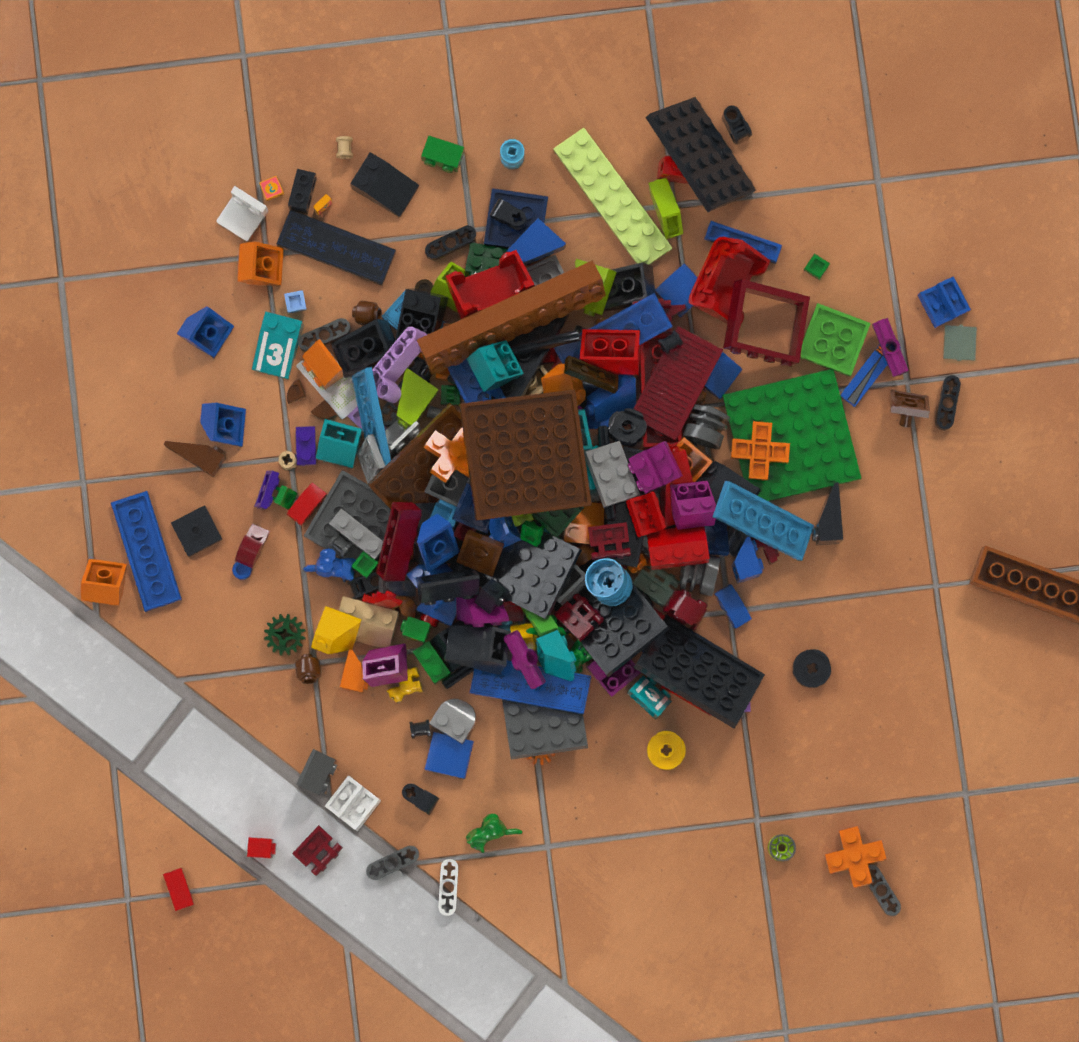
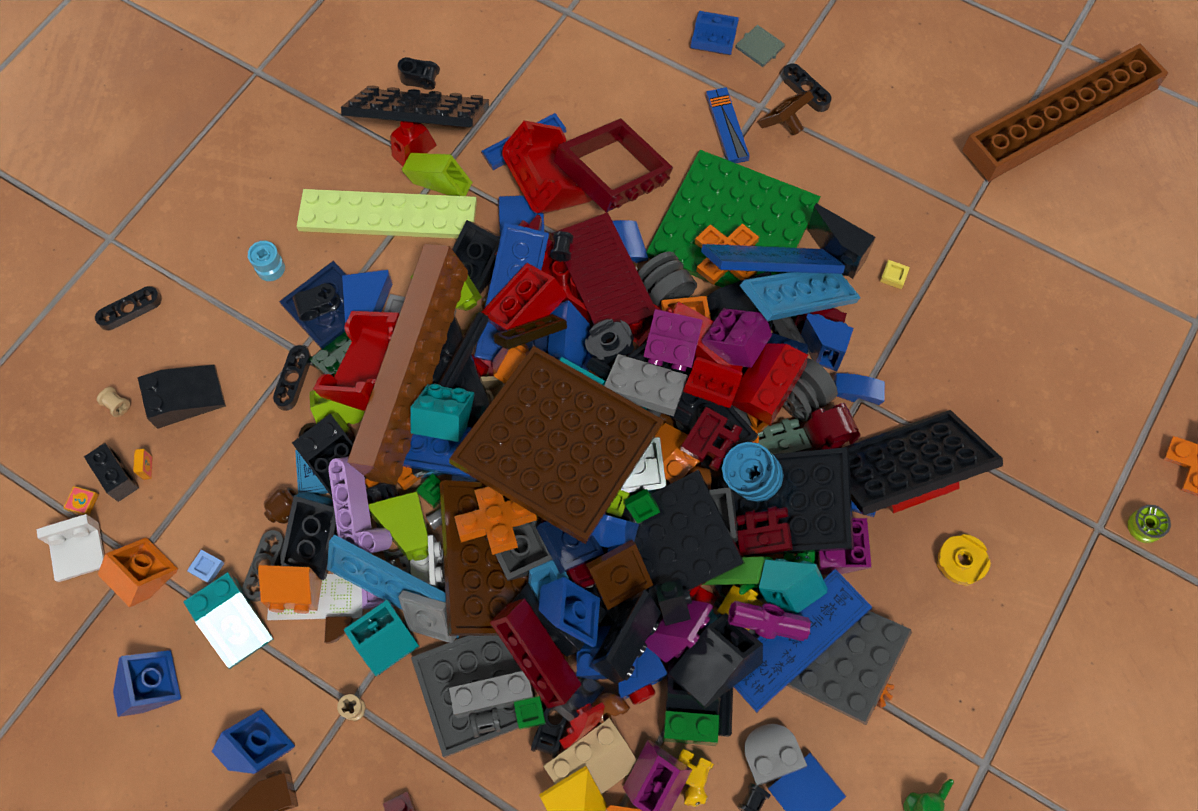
camera: 45 degrees left, 15 degrees down
(265, 496) = (358, 749): dark purple plate -> none
(285, 497) = (386, 742): green tile -> none
(295, 392) = (292, 641): reddish brown tile -> none
(306, 445) = (354, 676): dark purple plate -> none
(306, 503) = (413, 725): red slope -> none
(330, 566) = (500, 752): blue animal -> none
(336, 247) = (193, 486): black tile -> none
(395, 94) = (110, 310): none -> black beam
(415, 630) = (643, 715): green brick -> none
(442, 154) = (207, 320): green brick -> none
(649, 696) = (900, 531): teal slope -> none
(774, 484) = (772, 259): none -> blue tile
(816, 266) = (597, 102): green tile -> none
(822, 666) = (979, 353): black plate -> none
(834, 339) = (675, 130): bright green plate -> none
(840, 570) = (894, 274): none -> light yellow tile
(885, 336) = (721, 90): magenta piece -> none

